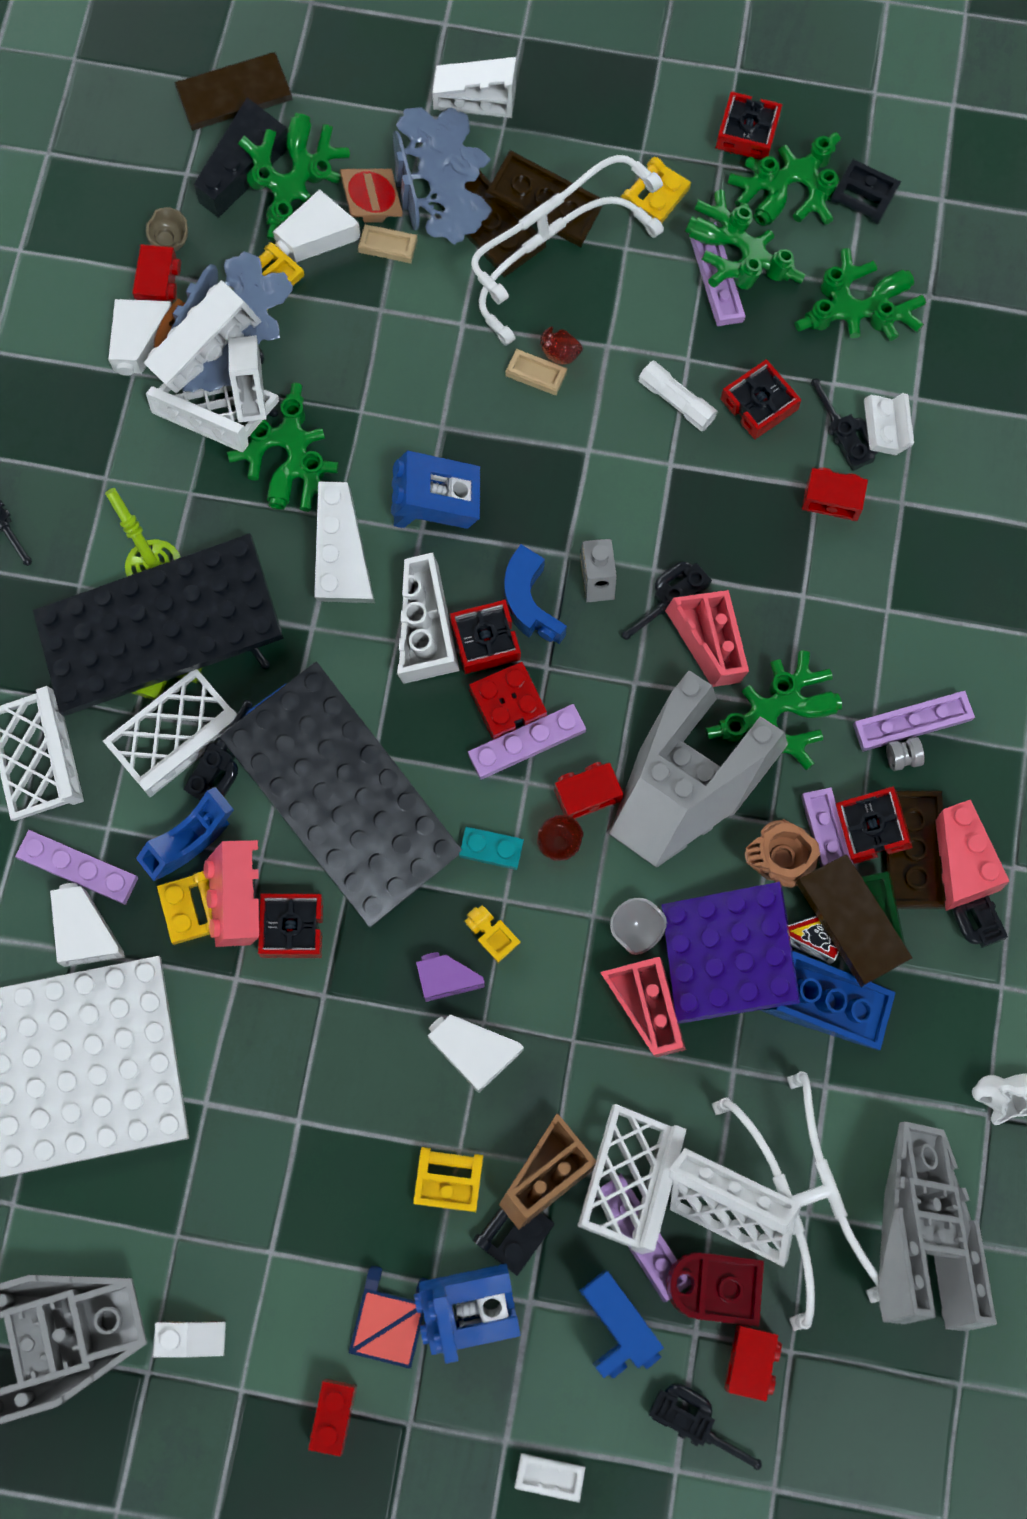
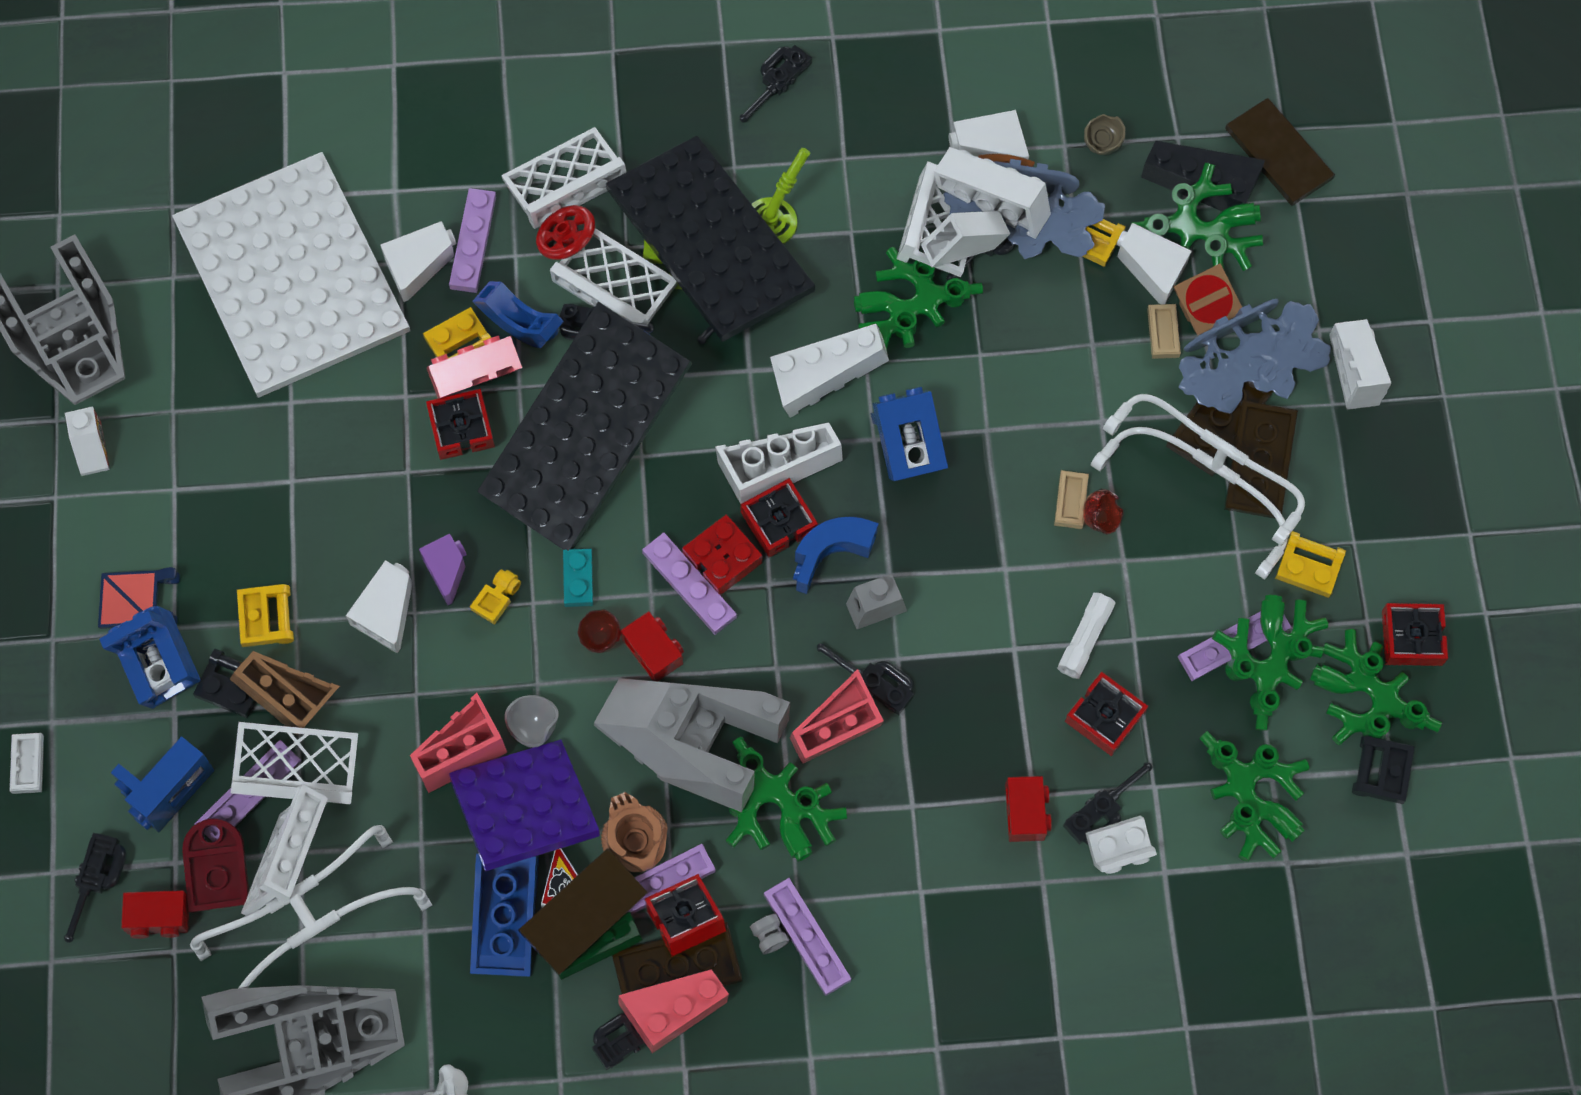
camera: 75 degrees right, 5 degrees down
(81, 770) = (565, 232): none -> red plate
(156, 274) = (1055, 139): red brick -> none
(332, 1417) = (44, 571): red brick -> none

